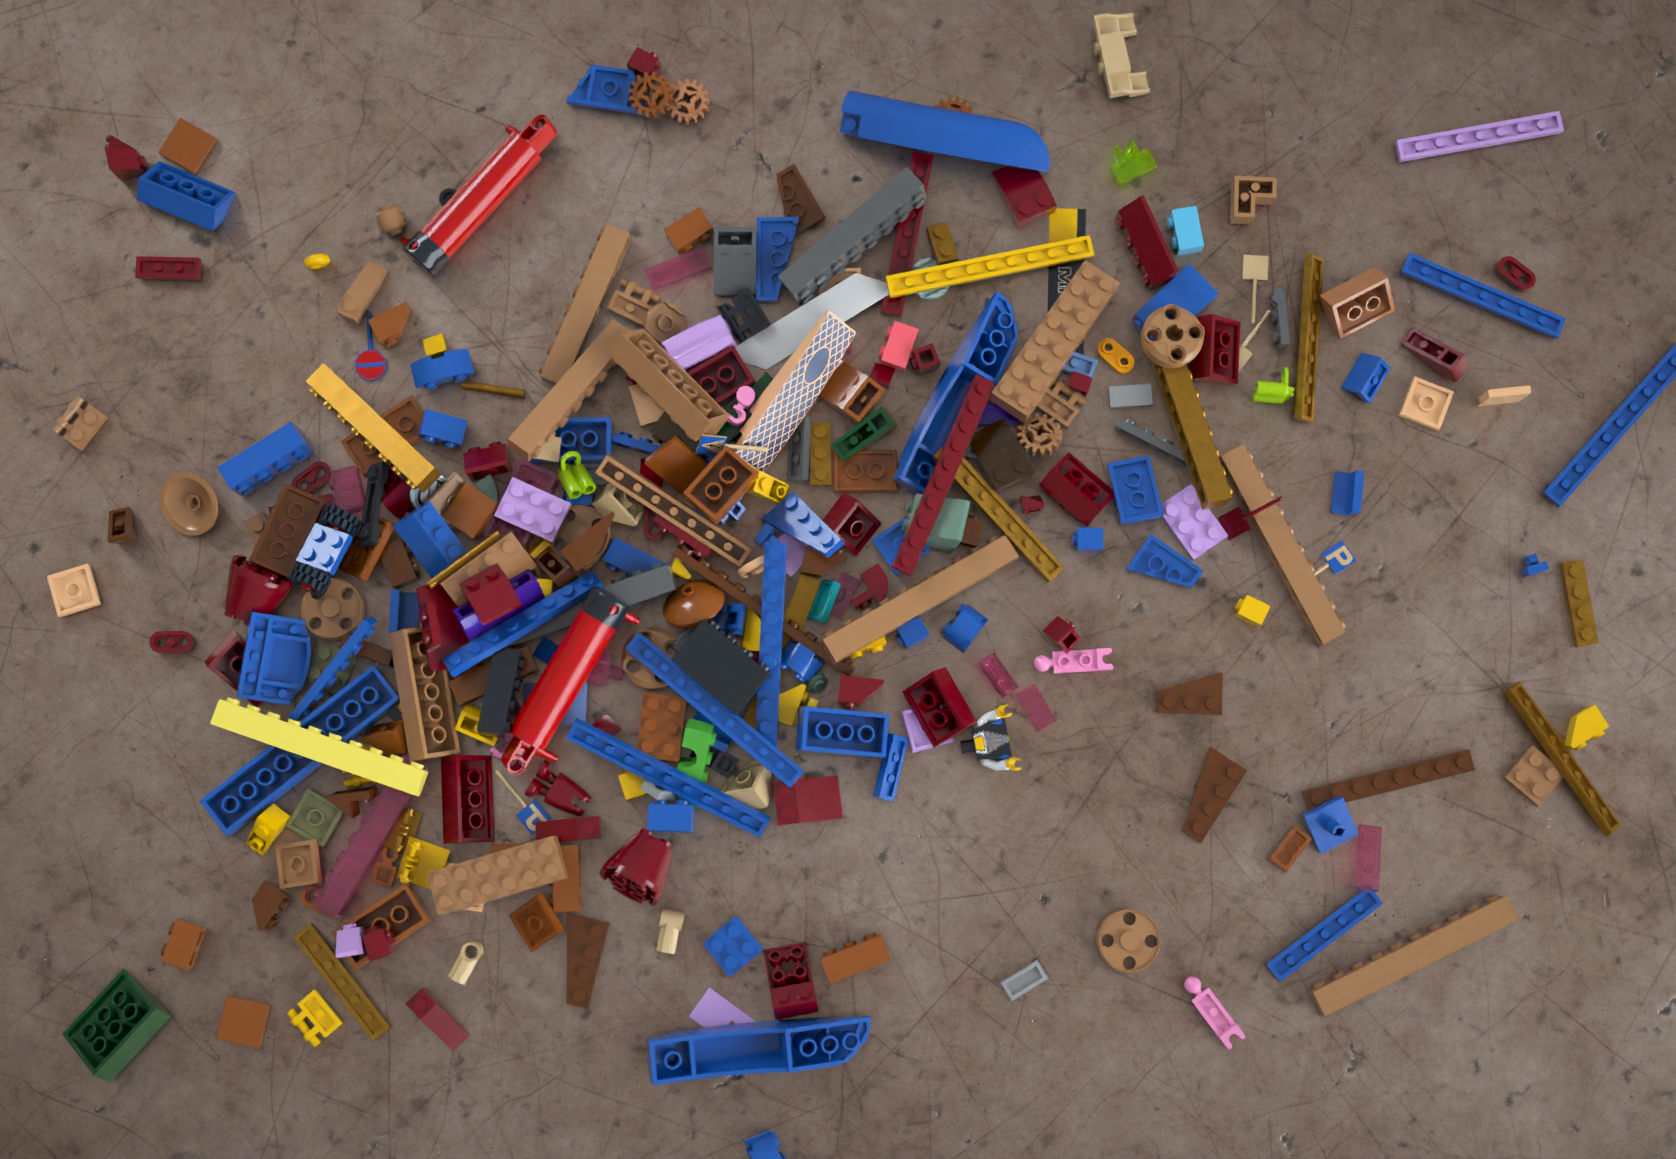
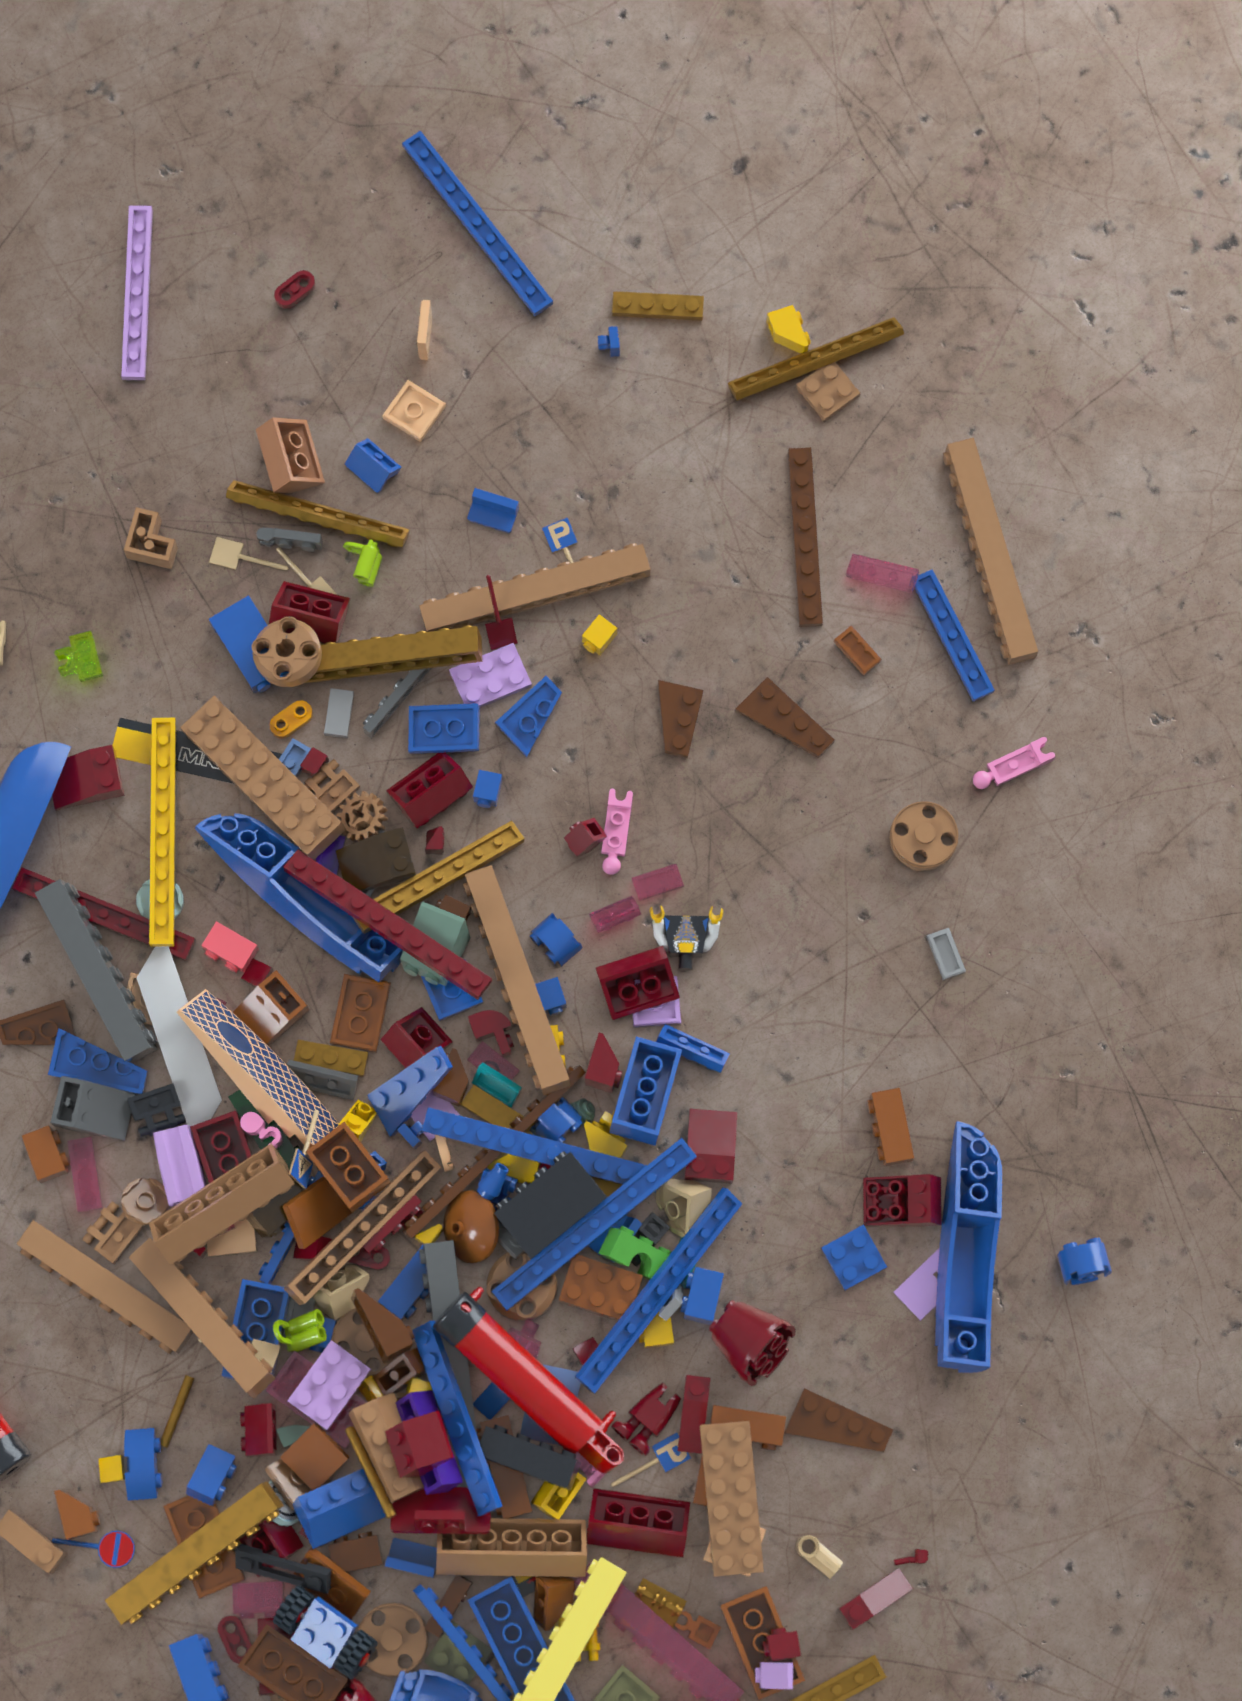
camera: 80 degrees left, 5 degrees down
(349, 799) = (612, 1659): reddish brown slope -> none
(419, 859) = (698, 1587): yellow hinge -> none
(480, 1052) = (921, 1557): none -> dark red hand
(536, 922) = (789, 1468): dark orange tile -> none
(670, 925) = (820, 1321): tan piece -> none
(732, 613) = (492, 1183): none -> blue cone
(864, 433) = (320, 1004): dark green slope -> none
(925, 359) = (251, 921): dark red brick -> none
(942, 243) = (124, 878): pearl gold plate -> none
(1146, 244) = (176, 659): dark red slope -> none
(1185, 230) = (170, 616): medium azure brick -> none
(1330, 824) = (840, 604): blue tile -> none
(1436, 354) = (364, 388): dark red slope -> none
(1483, 296) = (311, 328): blue plate -> none

